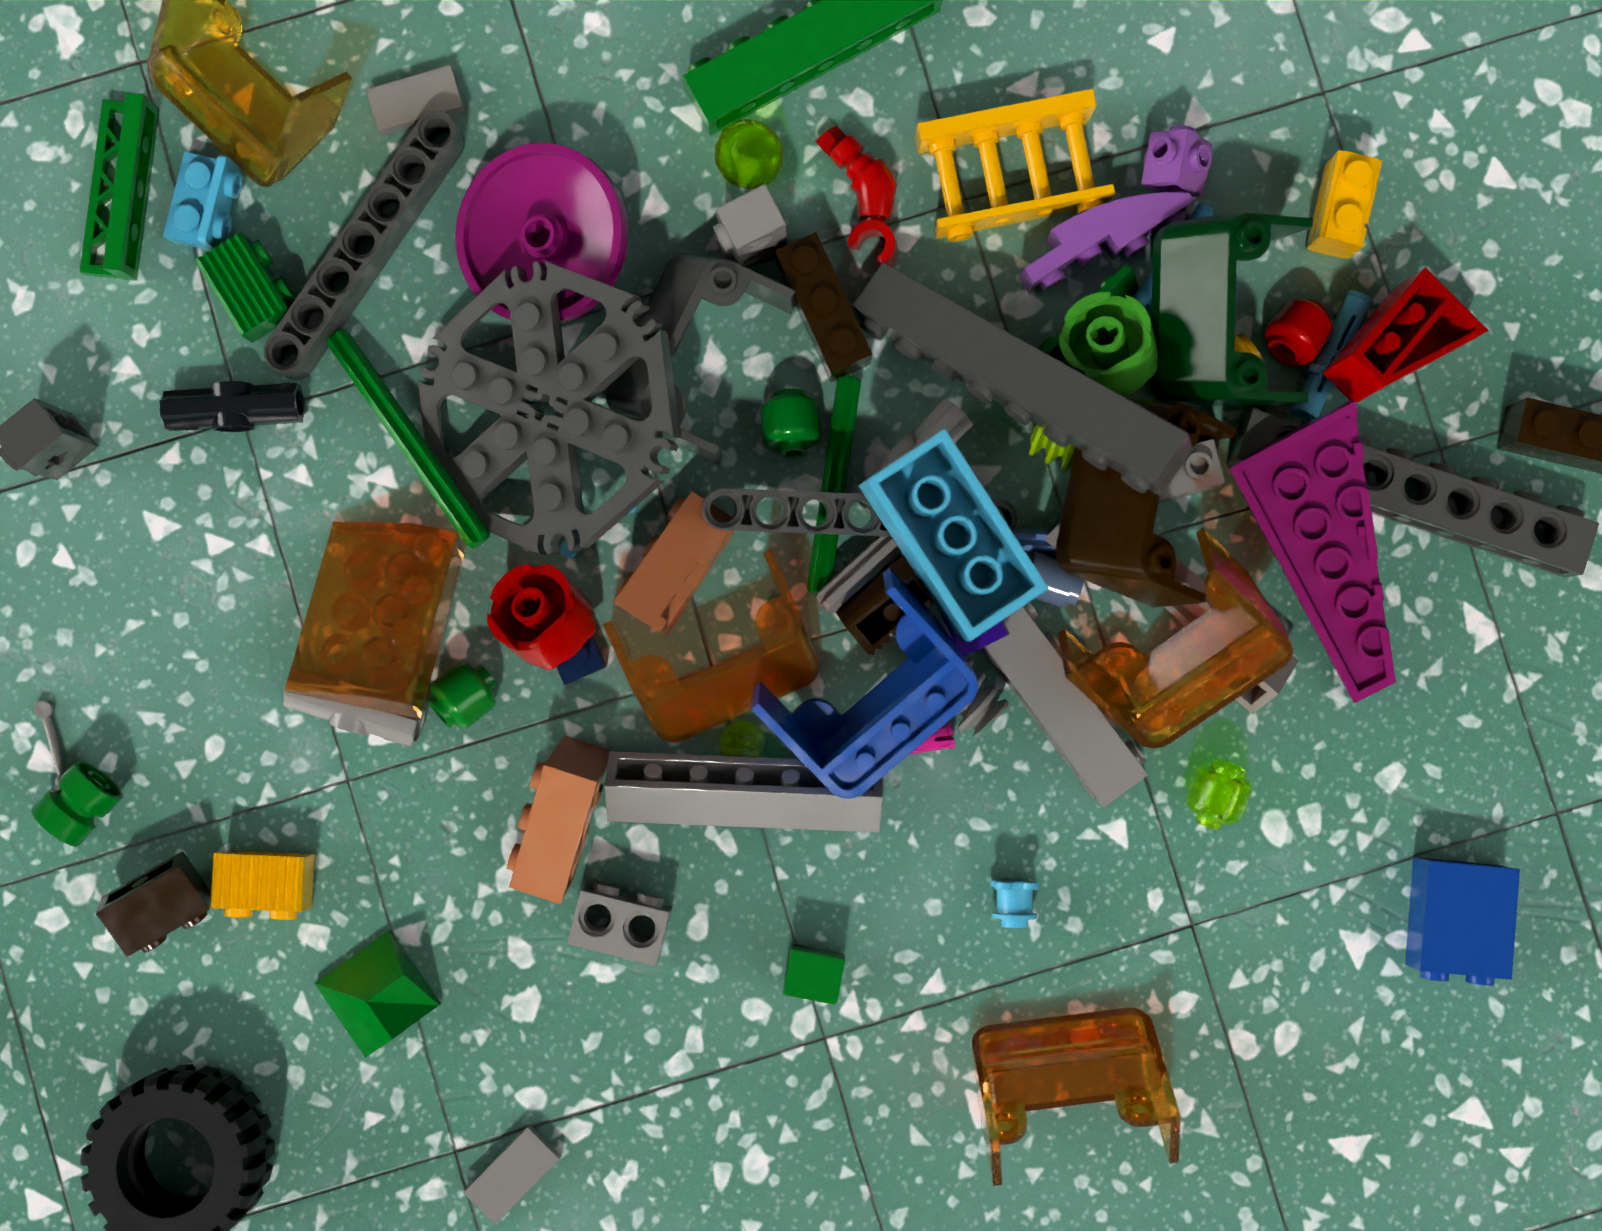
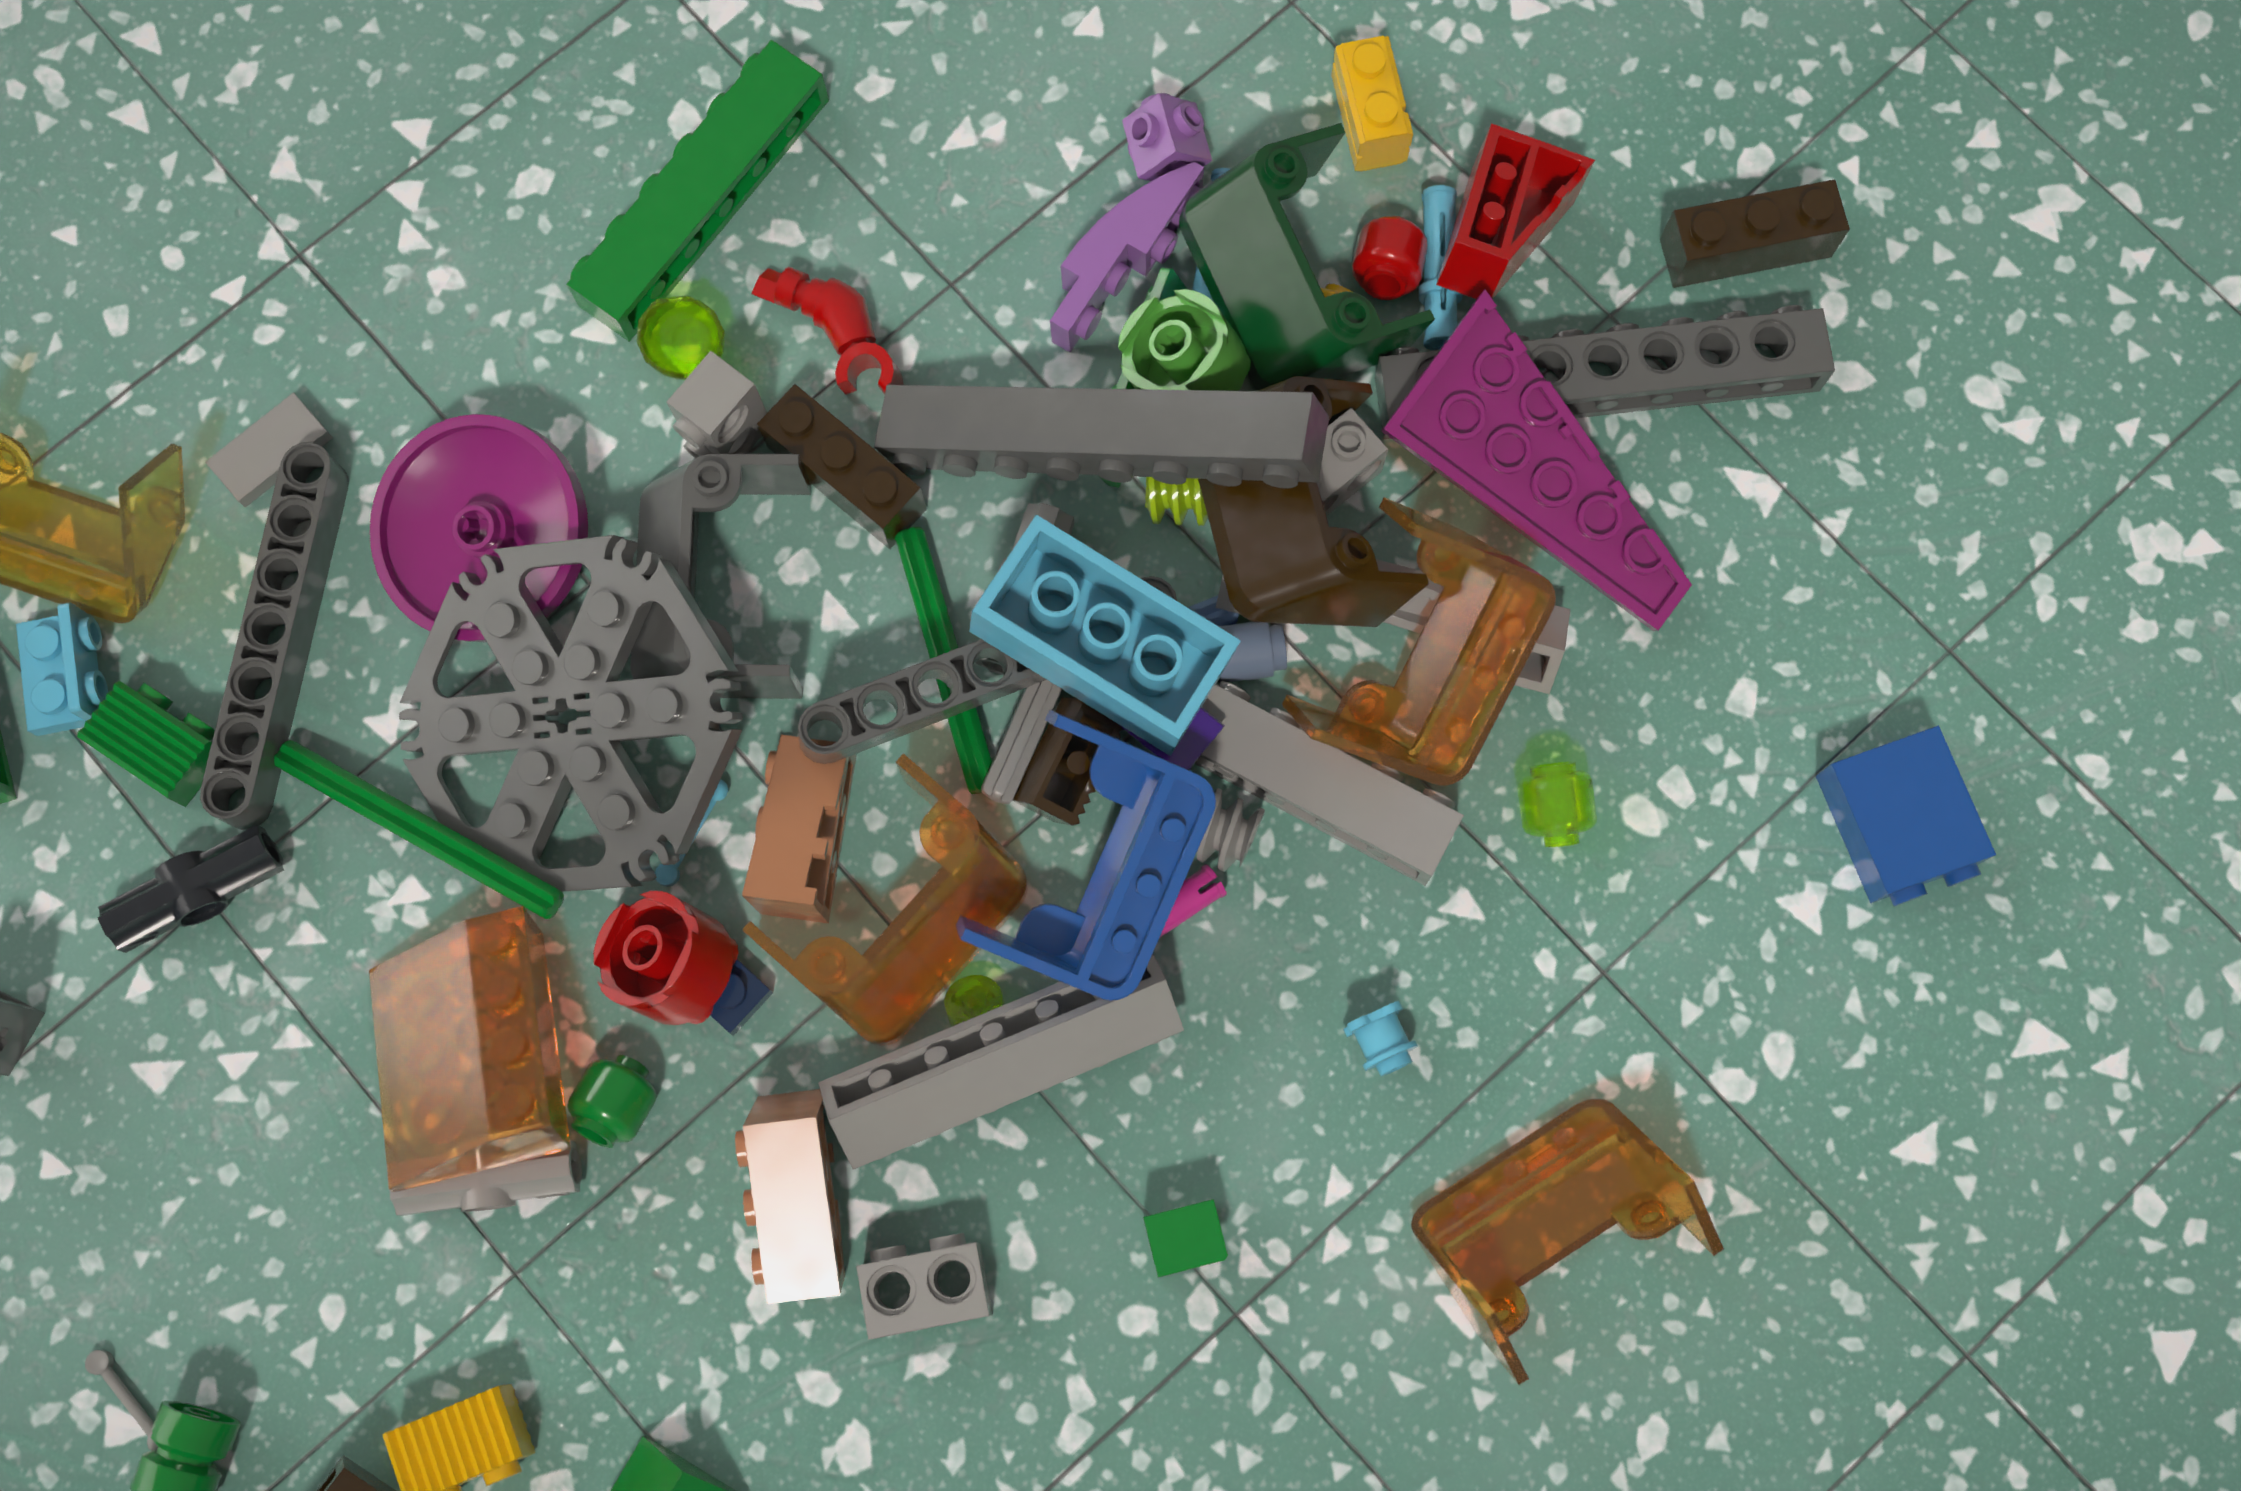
camera: 25 degrees left, 10 degrees down
(790, 423) = (862, 609): green head -> none
(1026, 122) = (980, 170): yellow fence -> none

